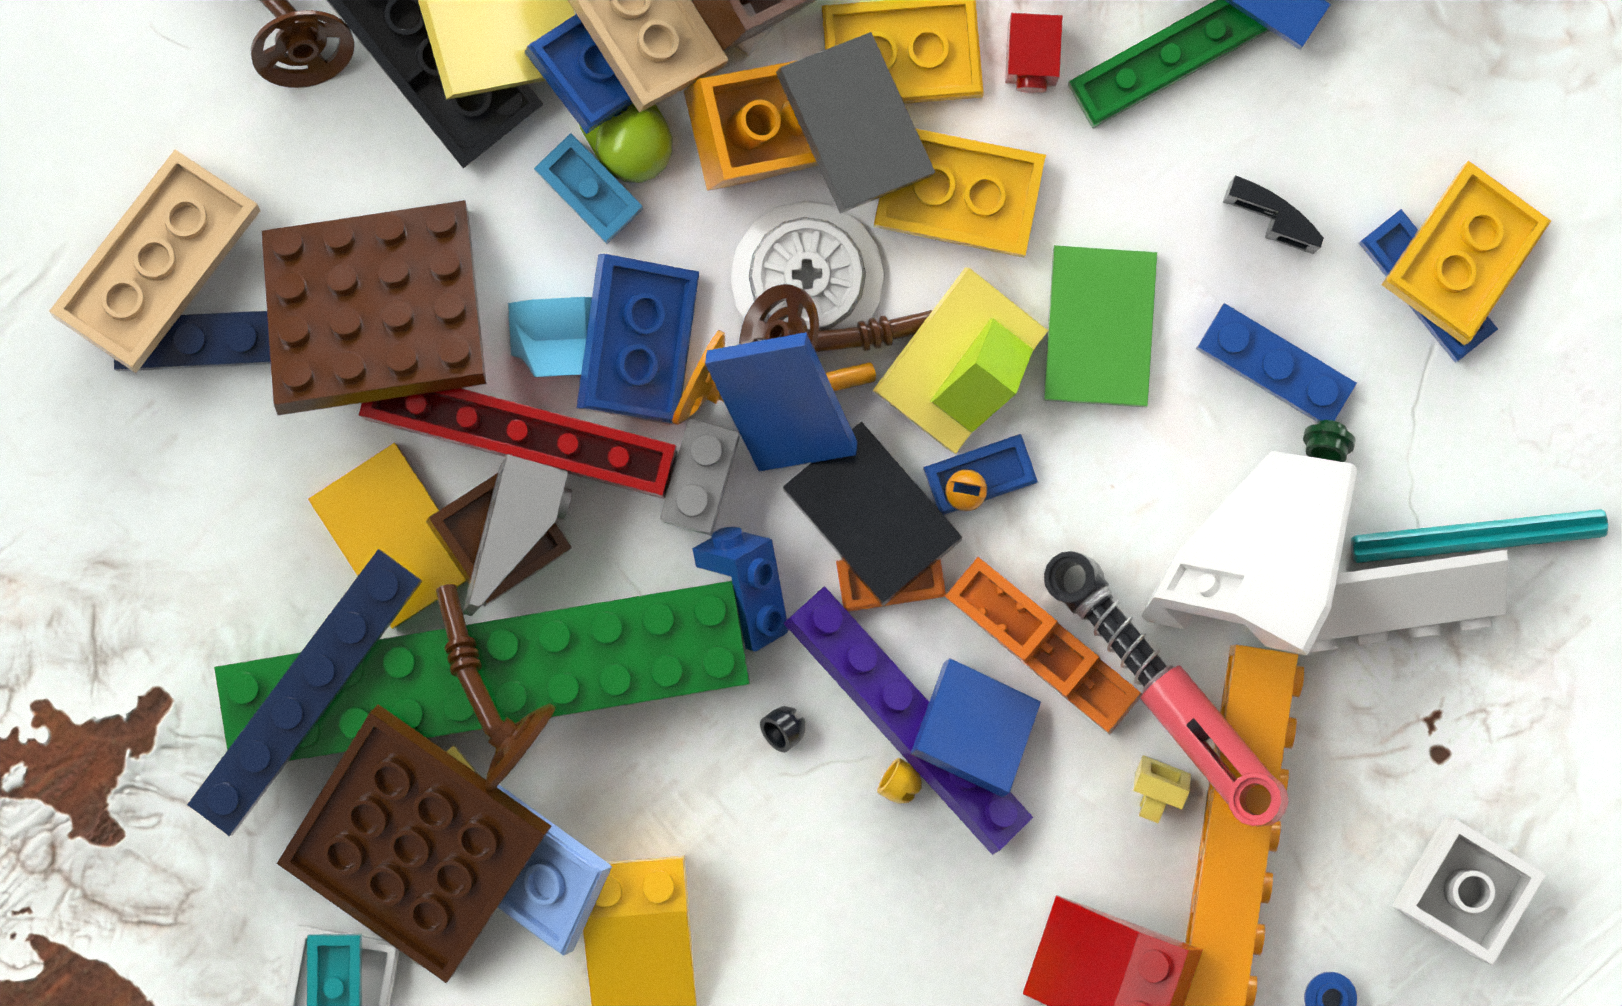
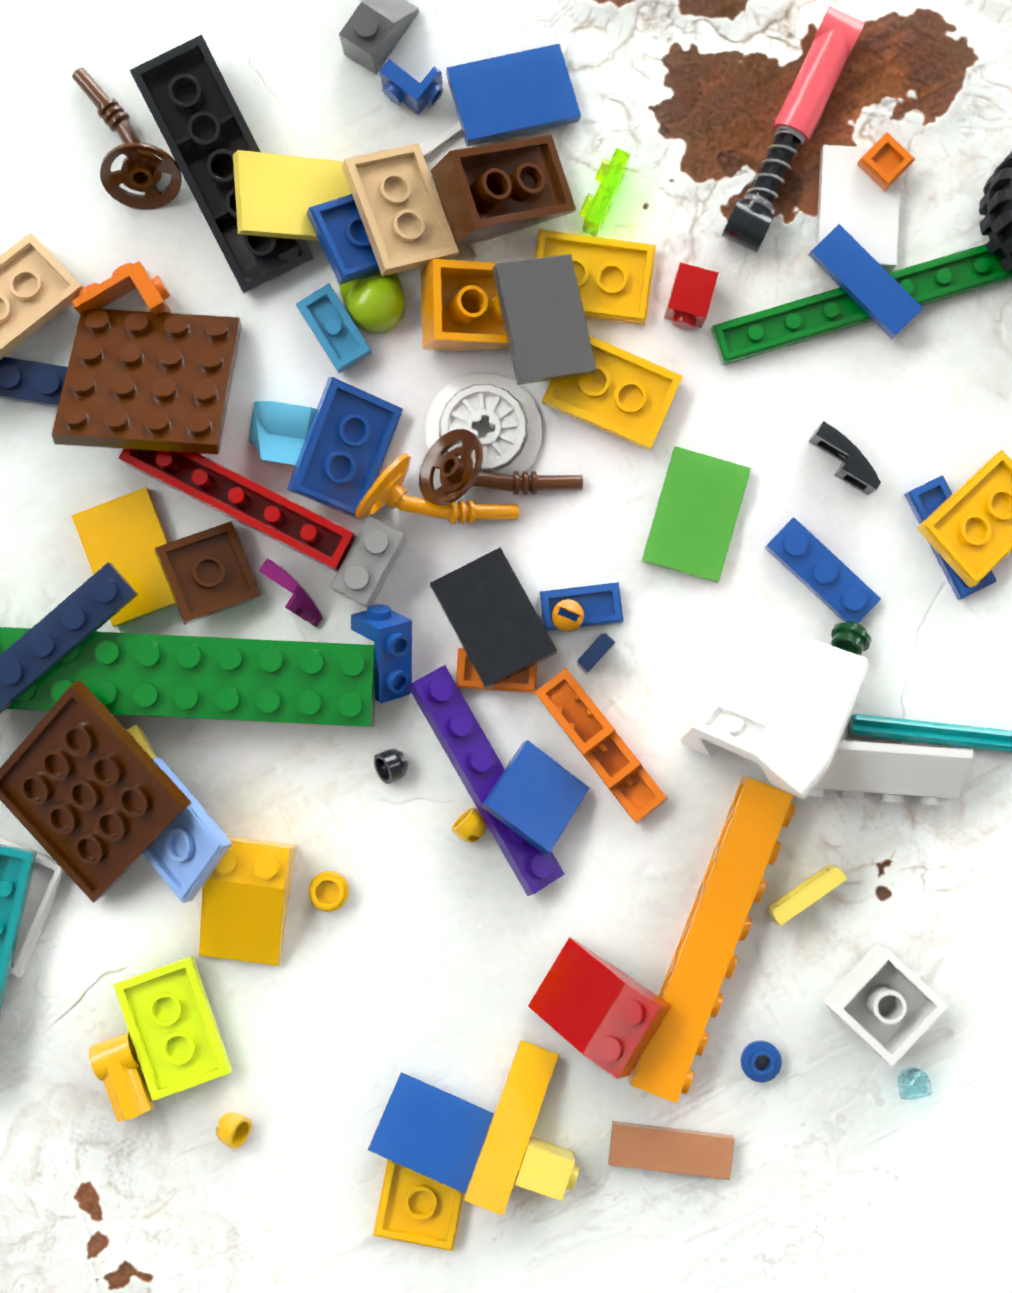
camera: 15 degrees right, 0 degrees up
(308, 183) = (122, 282): none -> orange bracket
(507, 737) = (154, 664): reddish brown dish -> none
(520, 513) = (222, 564): light grey slope -> none
(624, 547) = (300, 602): none -> magenta slope
(740, 903) = (328, 891): none -> yellow plate
(781, 402) = (441, 516): blue tile -> none
(941, 345) = (584, 517): light yellow tile -> none
(984, 377) = (599, 532): lime slope -> none
(1010, 529) = (595, 652): none -> dark blue tile
(1160, 786) = (666, 872): light yellow tile -> none
(1170, 693) = (689, 804): piece -> none
(1341, 775) = (806, 894): none -> light yellow tile
(1527, 983) = (914, 1084): none -> clear light blue hinge

